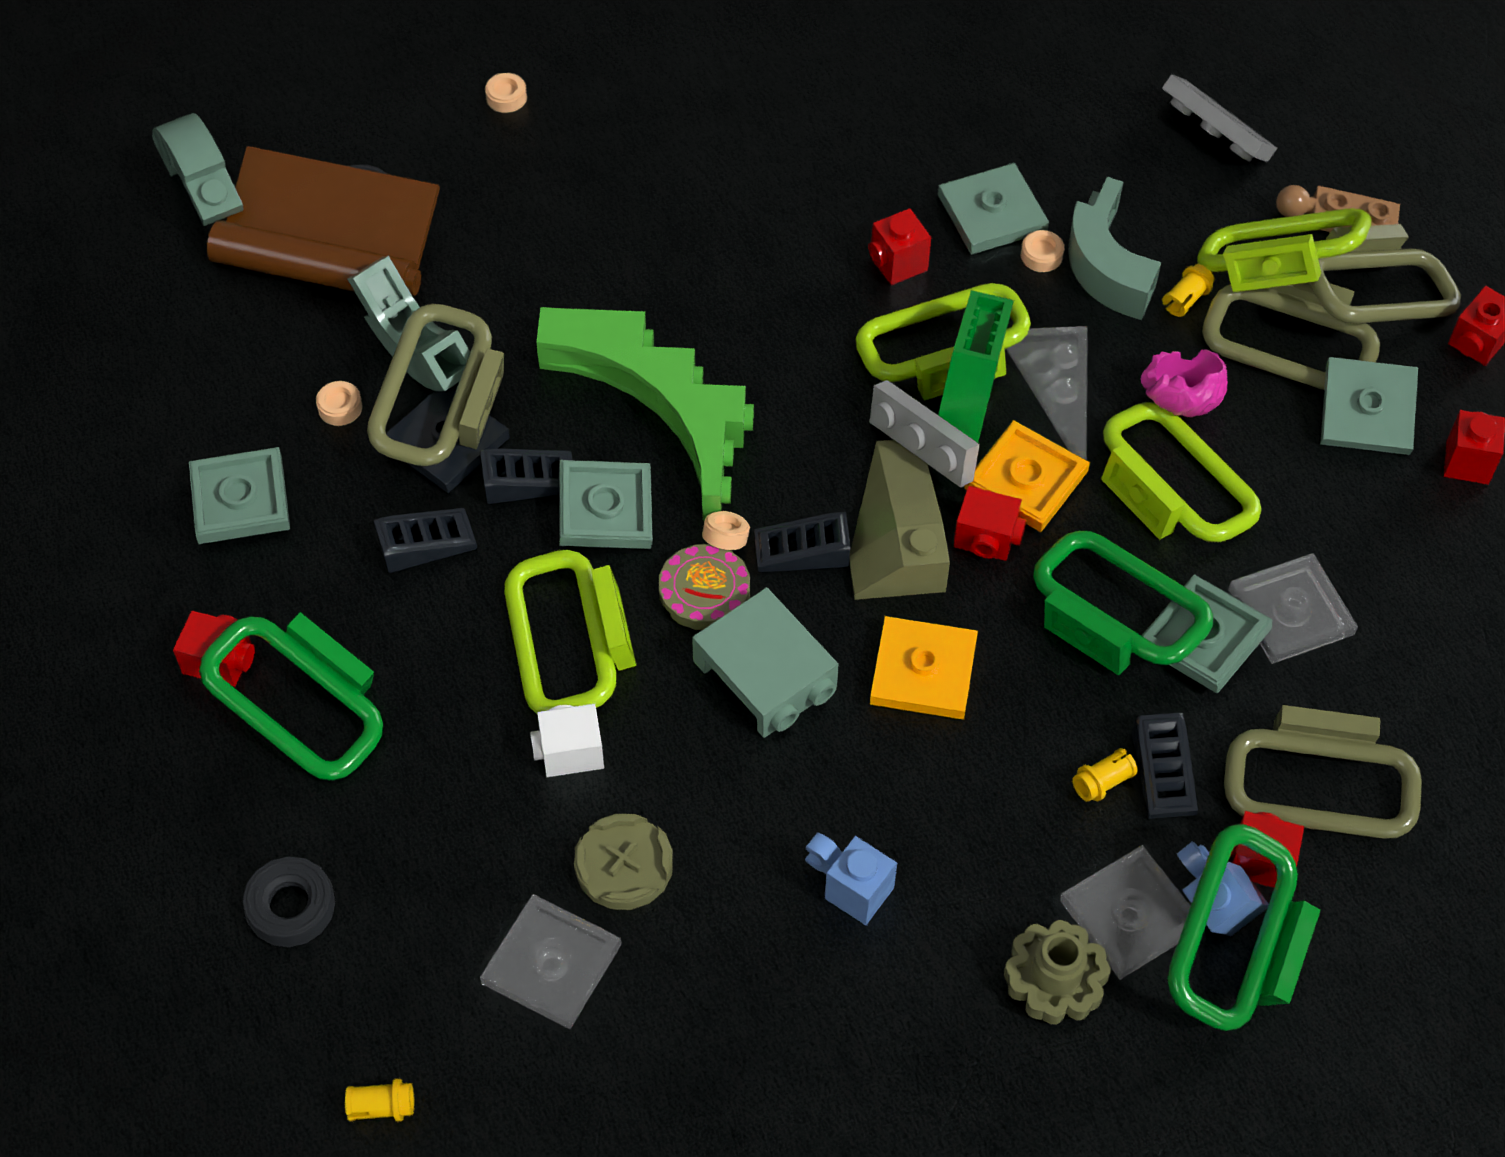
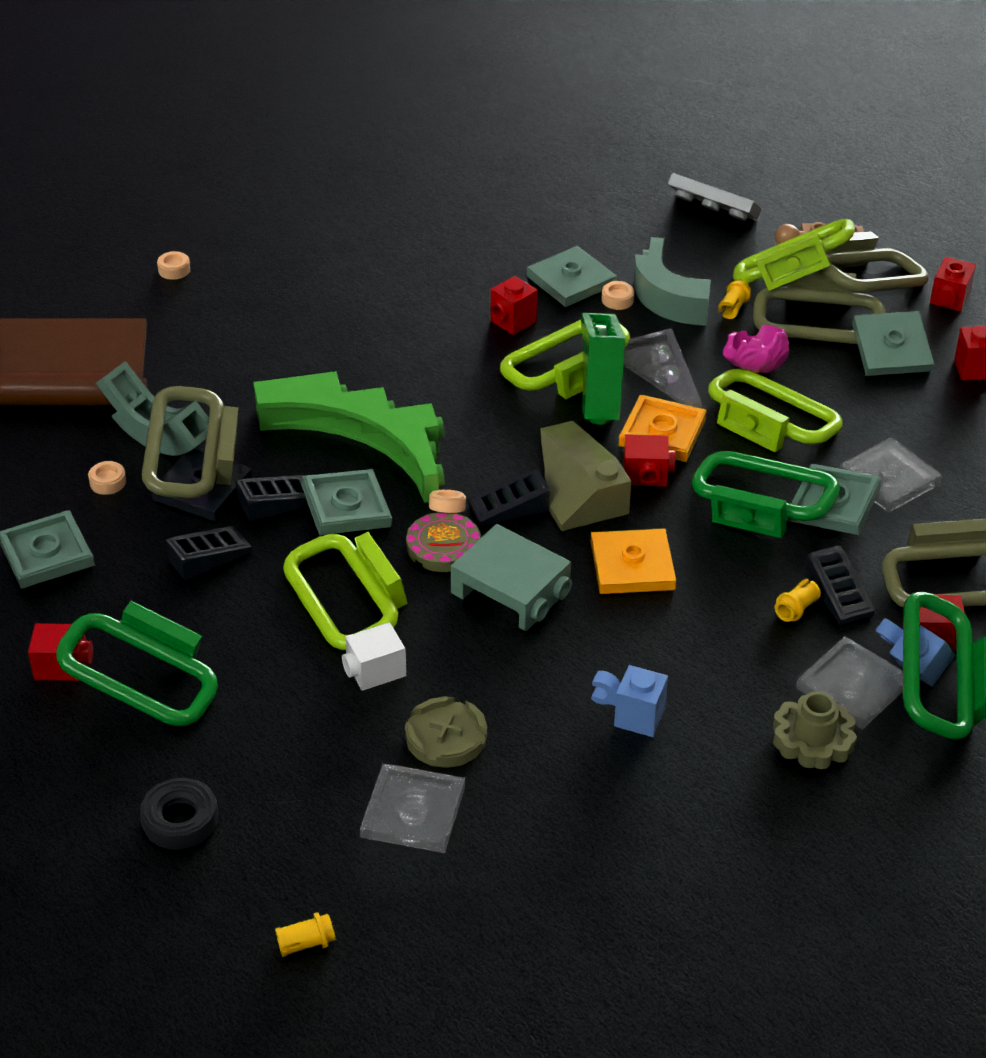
camera: 15 degrees left, 15 degrees down
(924, 433) = (578, 410): light grey plate -> none

